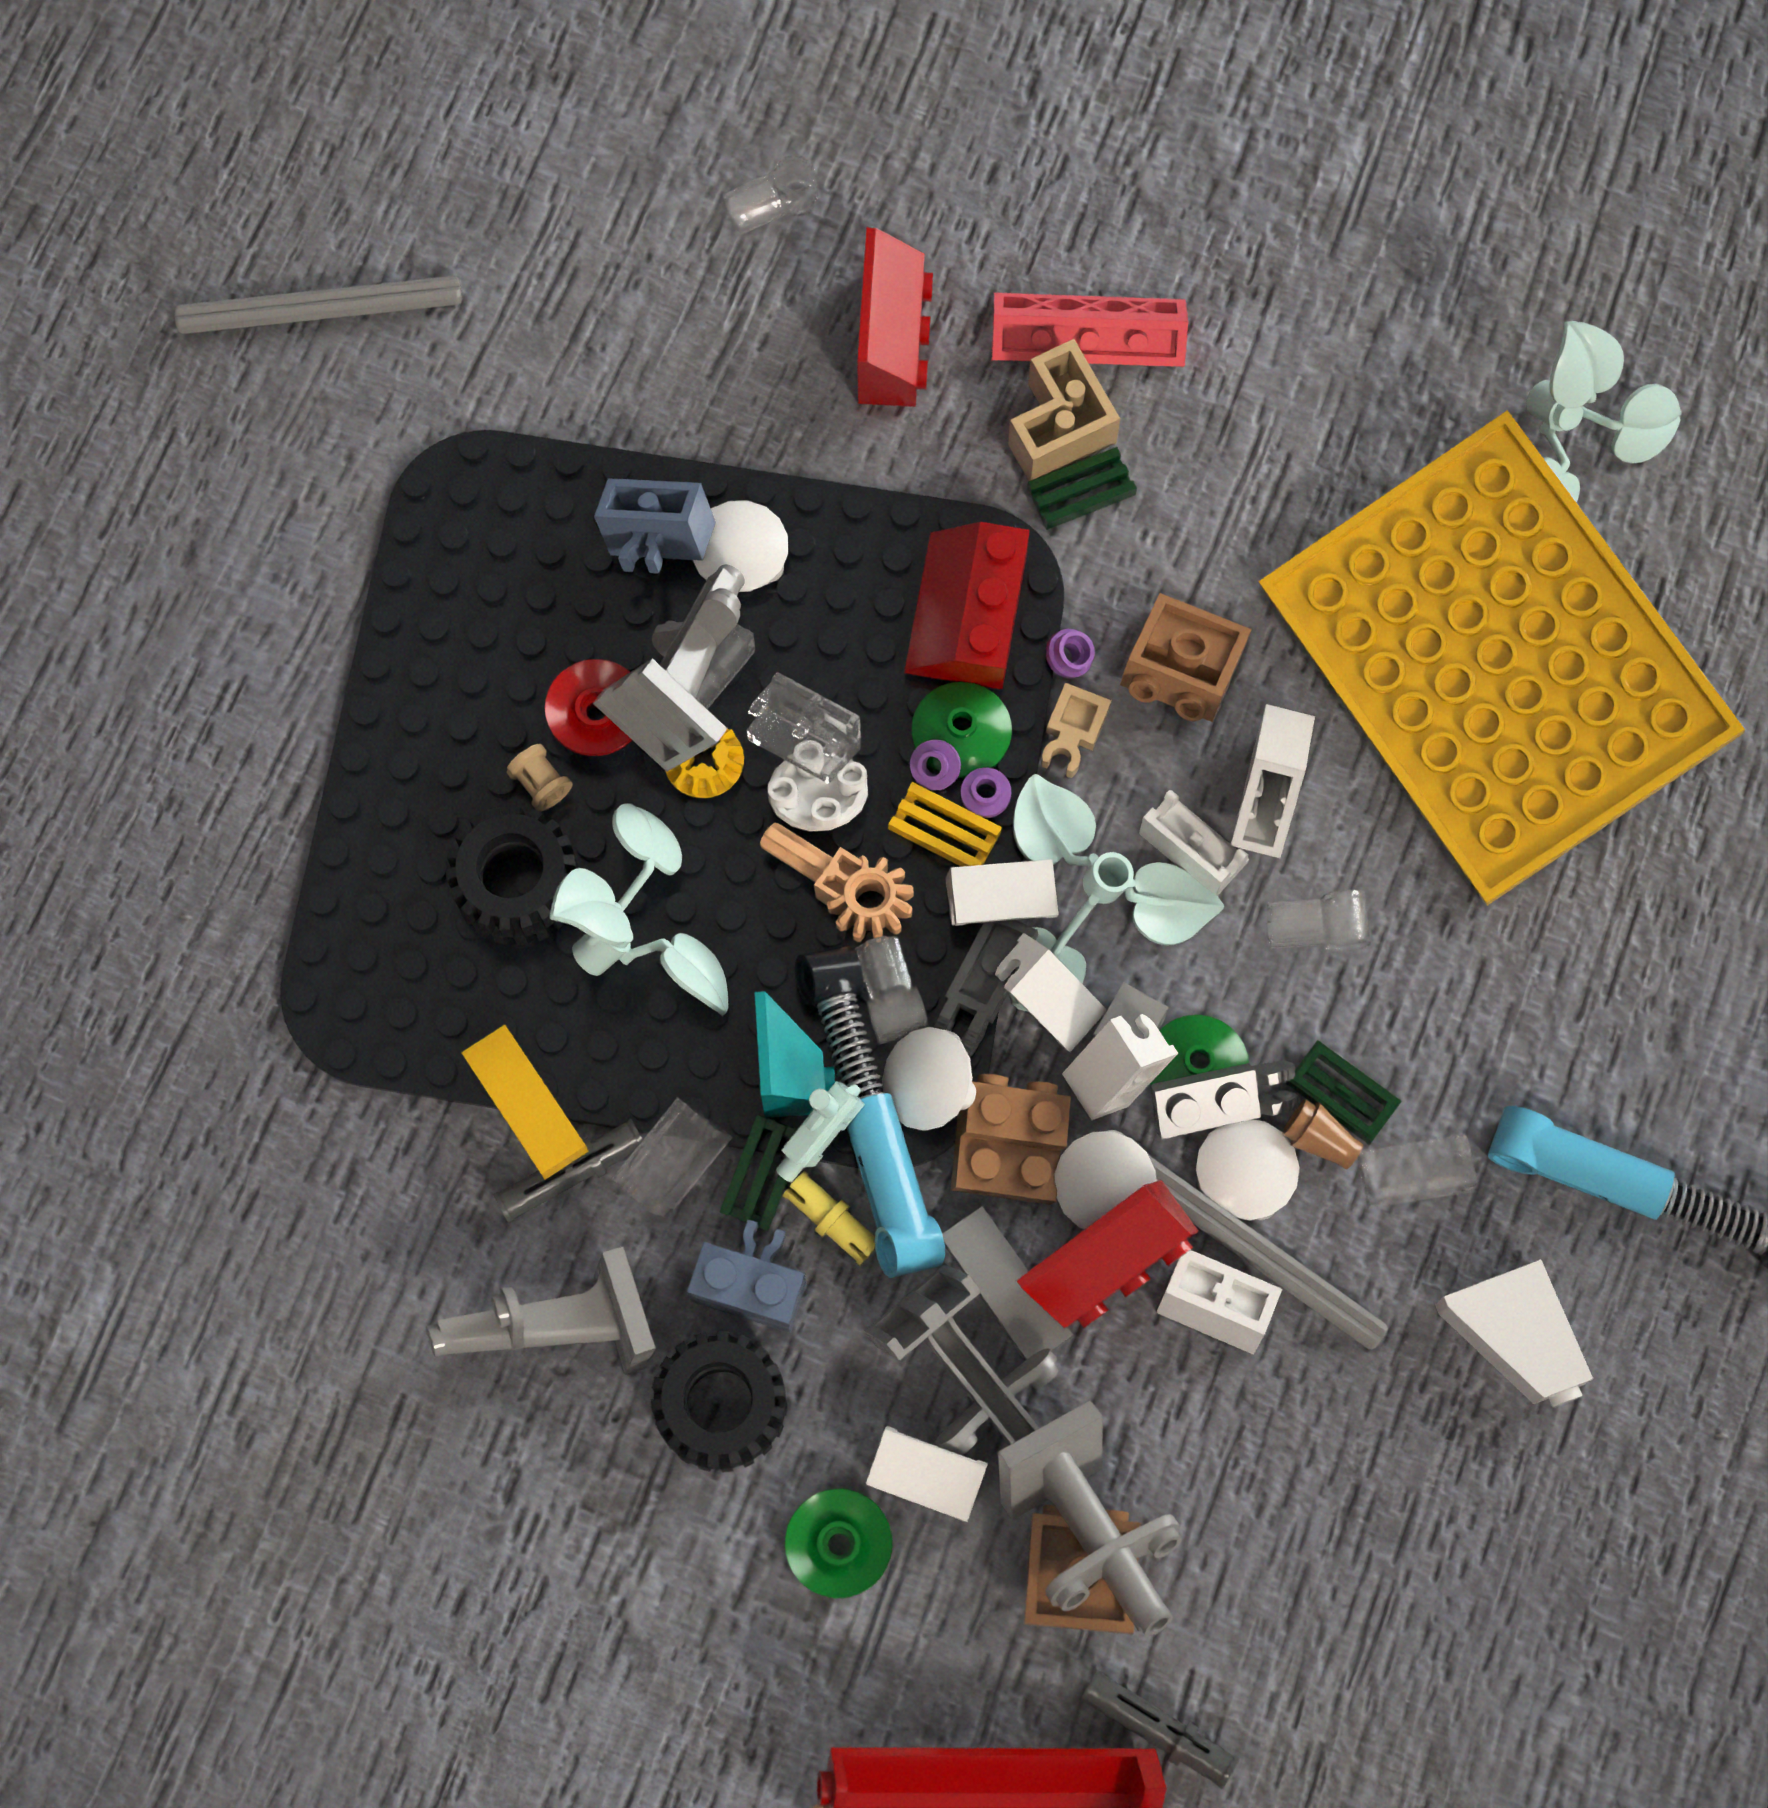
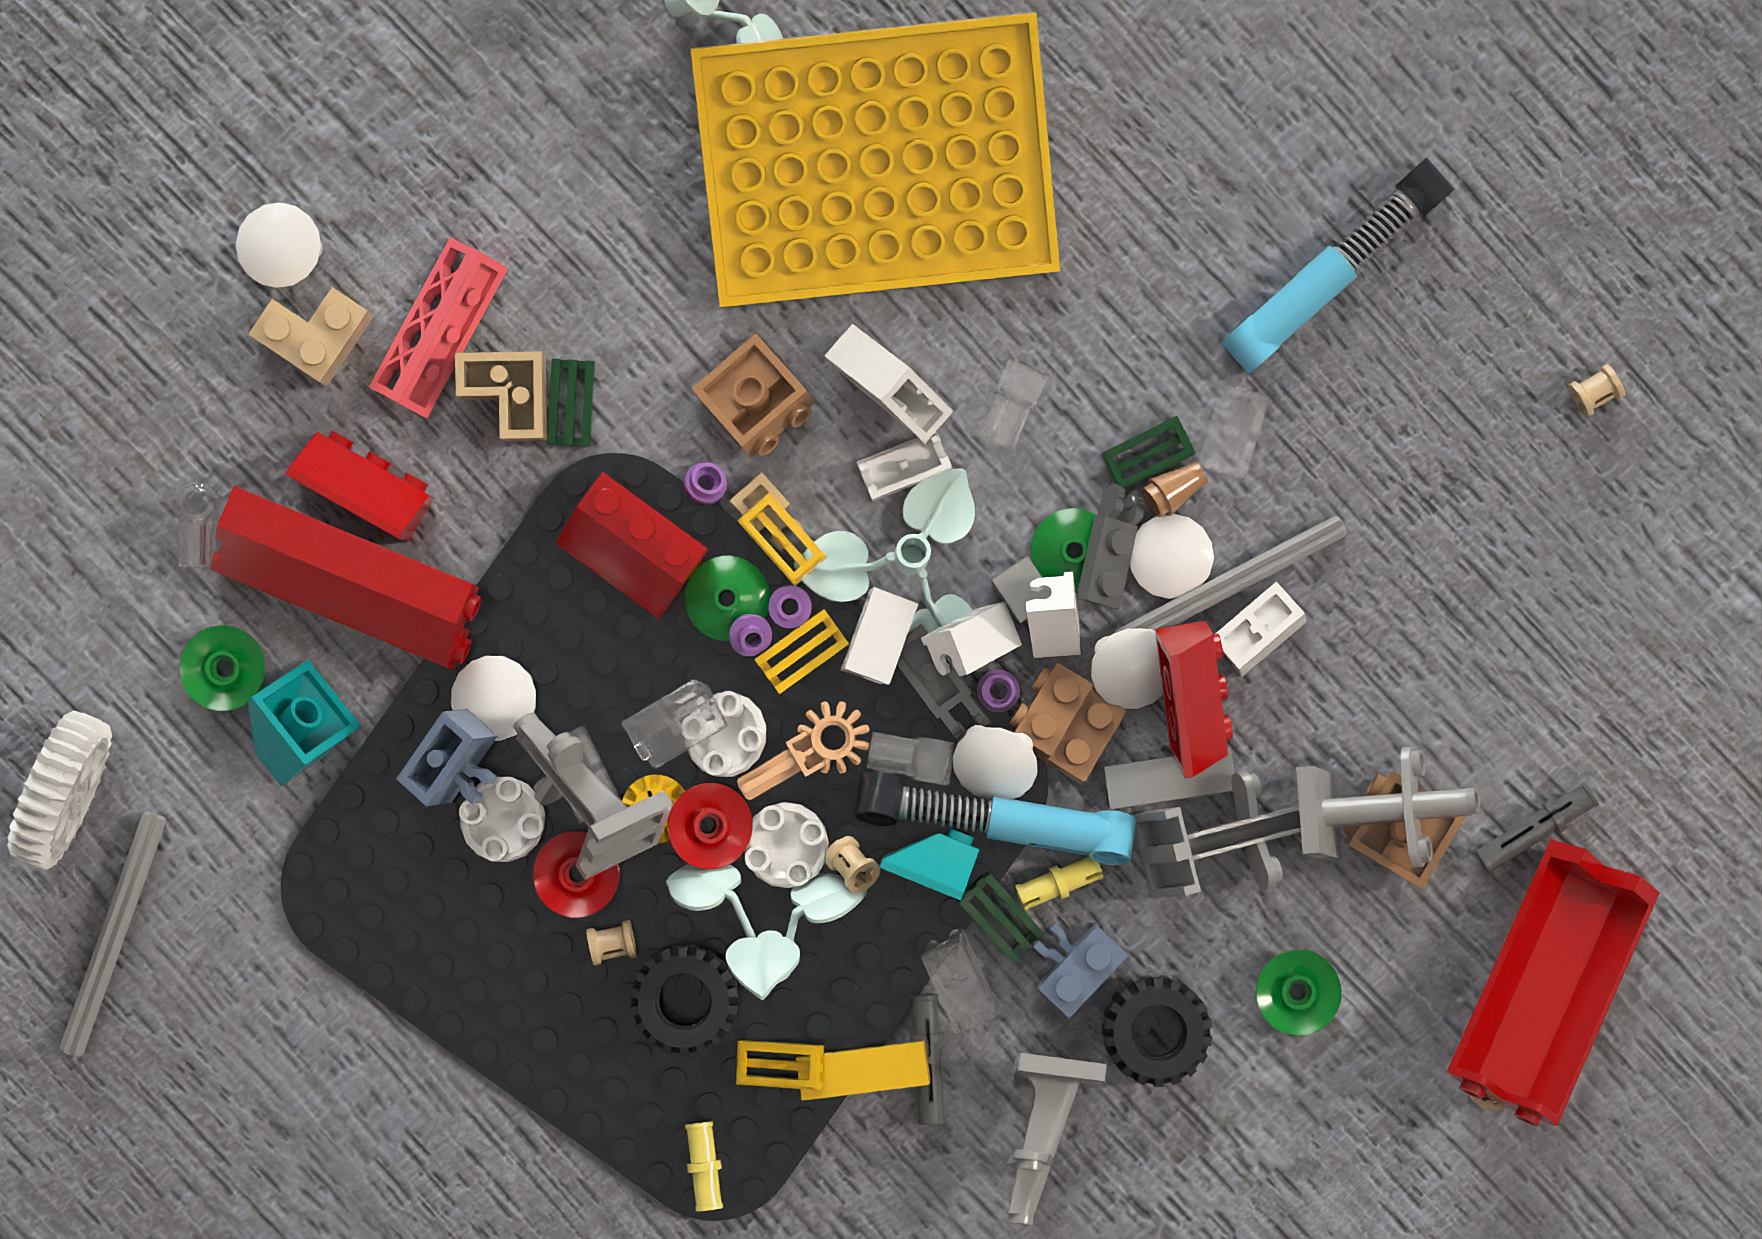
camera: 65 degrees left, 15 degrees up
(342, 984) = (704, 1166): none -> light yellow pin
(440, 169) = (59, 790): none -> white gear
(503, 1041) = (814, 1066): none -> yellow tile
(616, 611) = (504, 822): none -> white dish
(619, 374) = (297, 722): none -> teal slope
(636, 263) = (200, 668): none -> green dish
(716, 789) = (730, 831): none -> red dish
(730, 906) = (786, 845): none -> white dish
(739, 980) = (852, 864): none -> tan bush
(790, 342) = (345, 578): none -> red panel
(830, 1114) = (997, 863): light aqua piece -> none
(926, 1474) = (1284, 907): white hinge -> none
(1007, 1040) = (1008, 681): none -> medium lavender plate
(1020, 224) = (314, 345): none -> tan brick
(1038, 783) = (806, 566): none -> yellow tile
(1089, 148) = (278, 245): none -> white dish
(1521, 1332) = (1389, 420): white slope -> none
(1683, 1550) = (1596, 390): none -> tan bush

